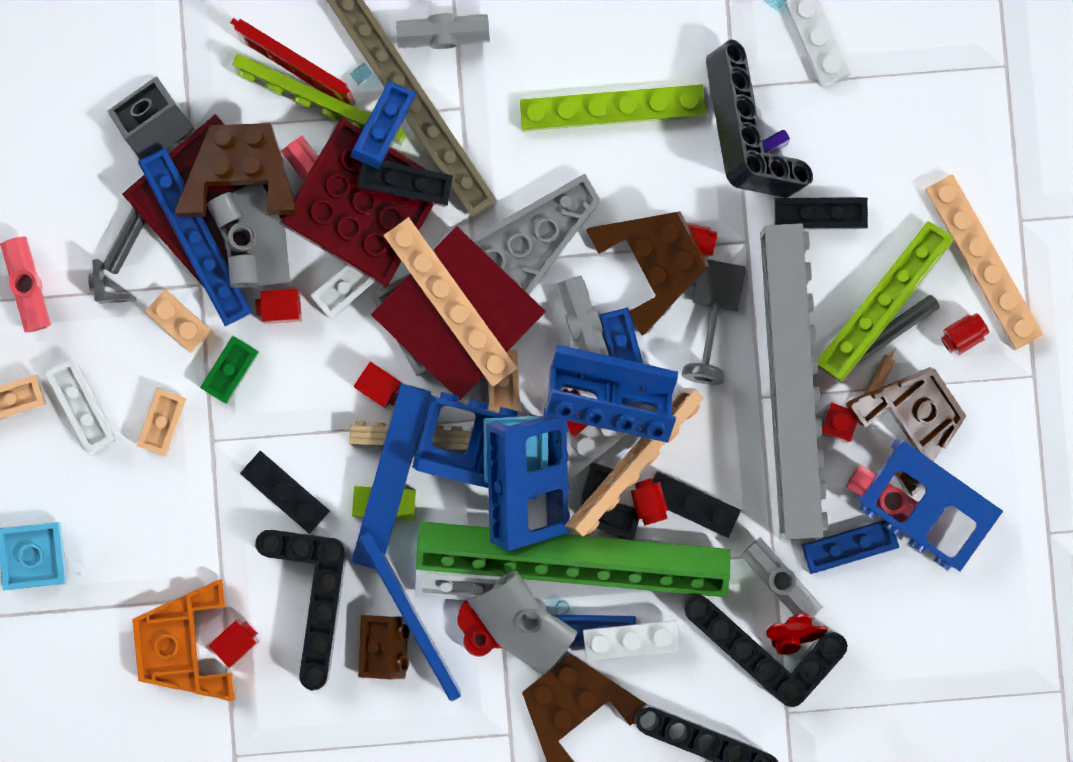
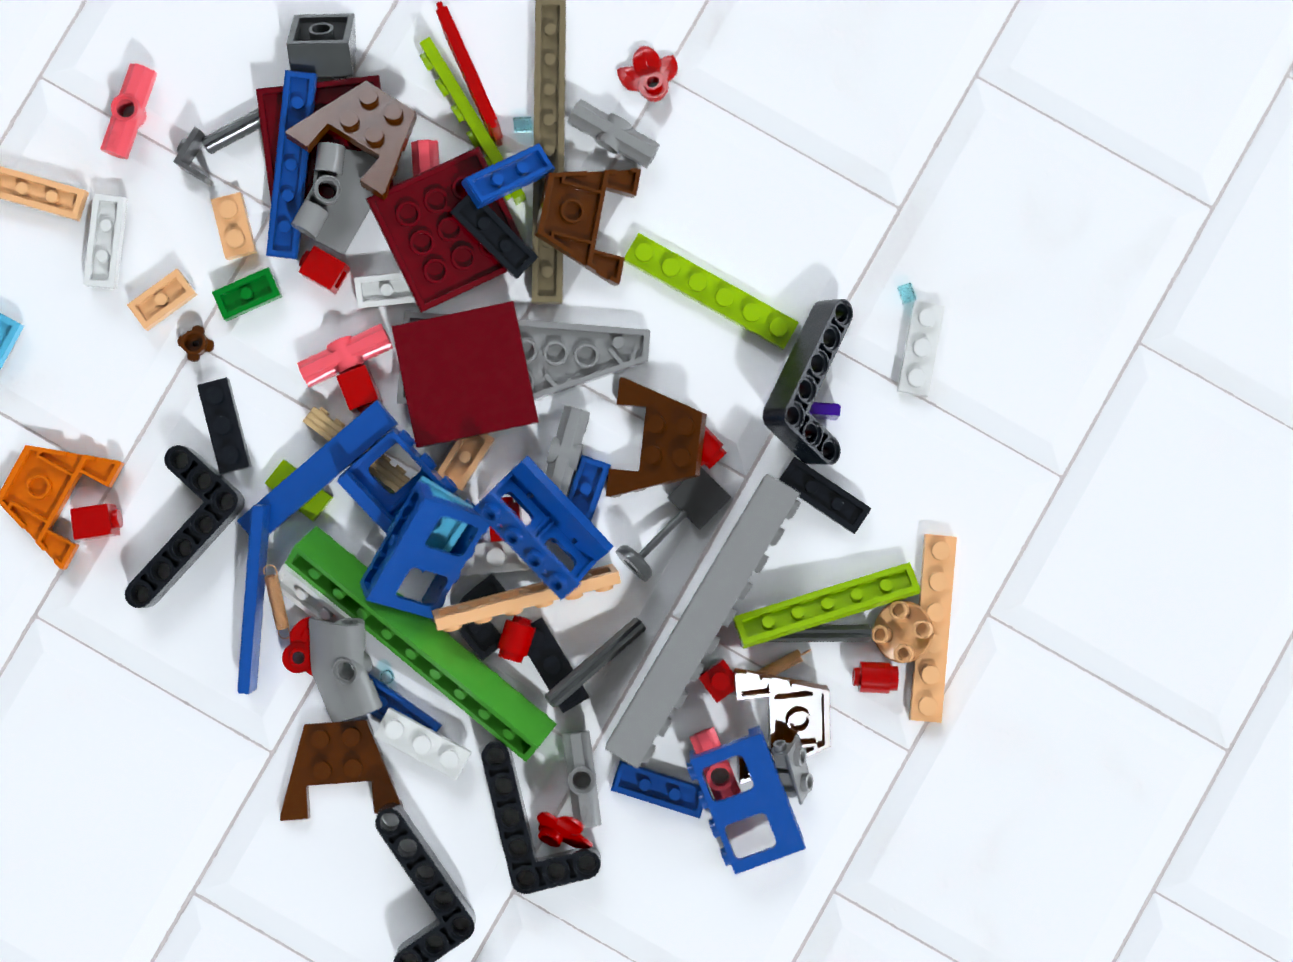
camera: 30 degrees right, 0 degrees up
(206, 443) = (196, 334): none -> reddish brown plate
(346, 365) = (344, 355): none -> coral piece
(383, 647) = (214, 609): reddish brown bracket -> none
(430, 606) = (276, 601): none -> light nougat piece
(450, 302) = (463, 361): light nougat plate -> none
(456, 120) = (572, 215): none -> reddish brown wing
(727, 477) = (595, 662): none -> dark grey axle
(956, 459) = (796, 777): none -> light grey hinge
(961, 281) = (903, 631): none -> light nougat dish

